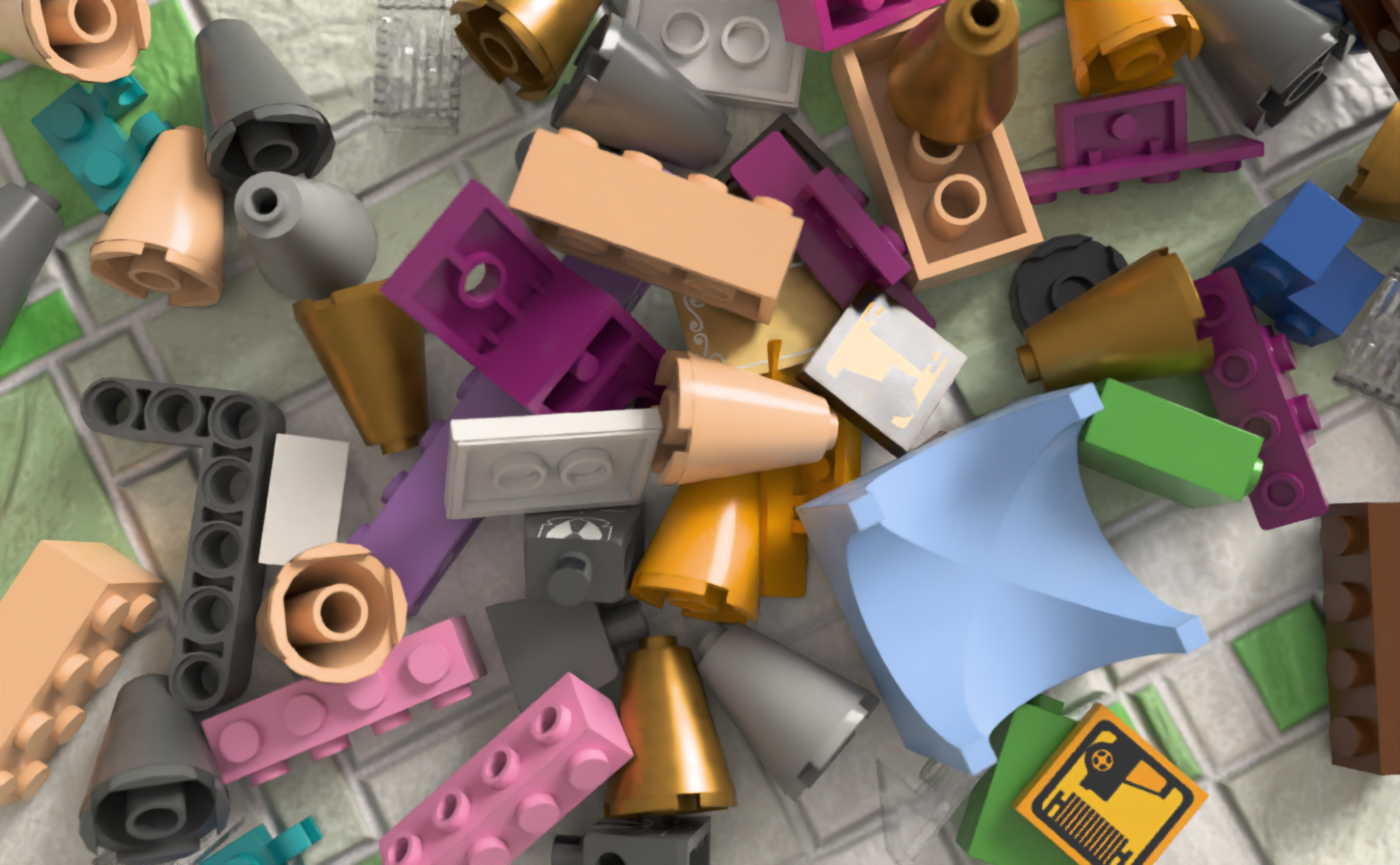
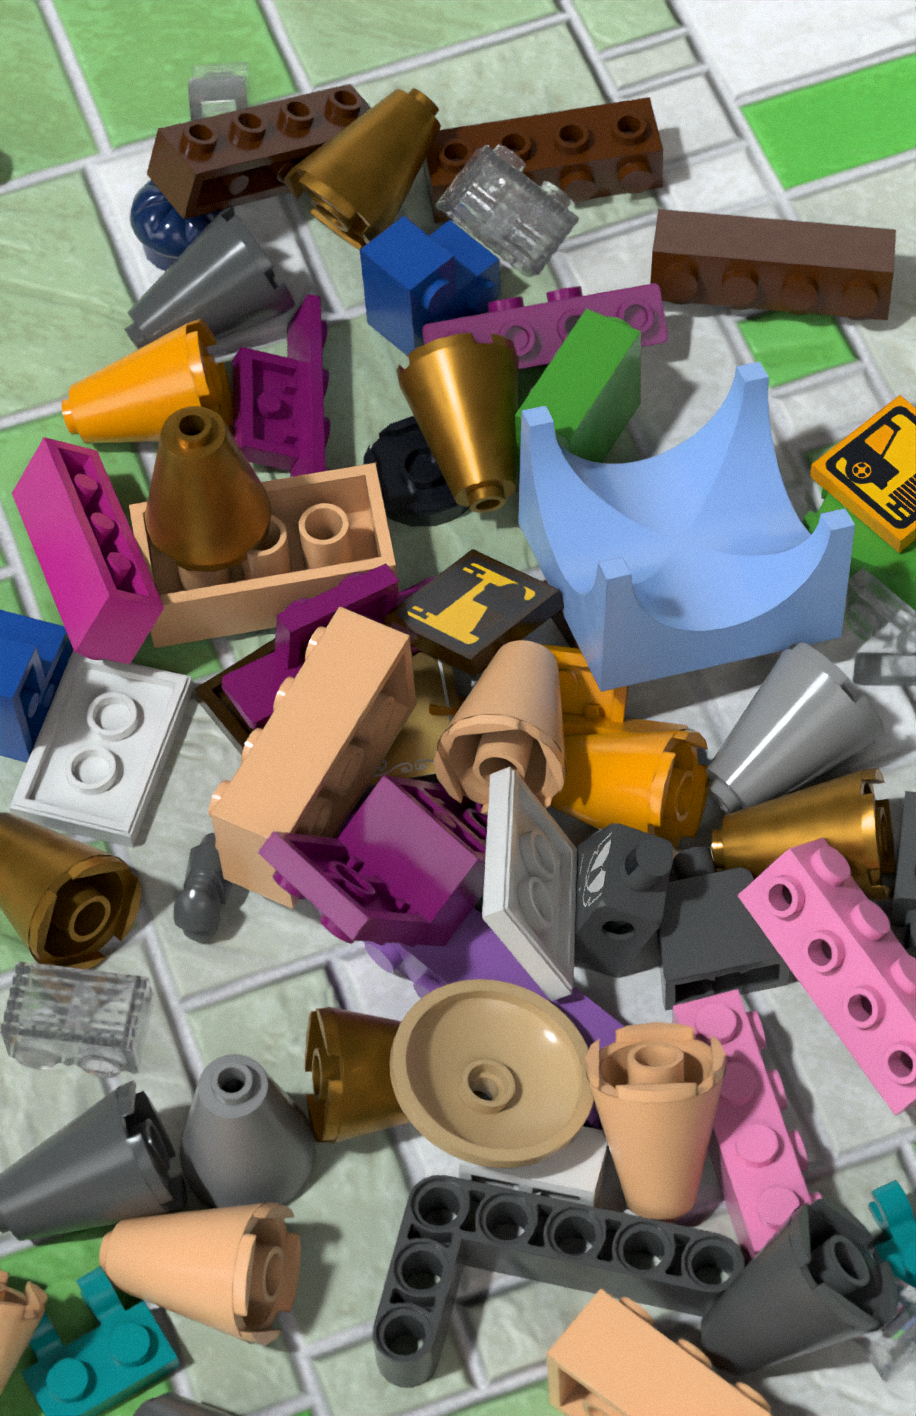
camera: 85 degrees left, 25 degrees down
(299, 479) = (497, 1043): none -> tan dish
(639, 101) = (158, 803): dark grey cone -> none

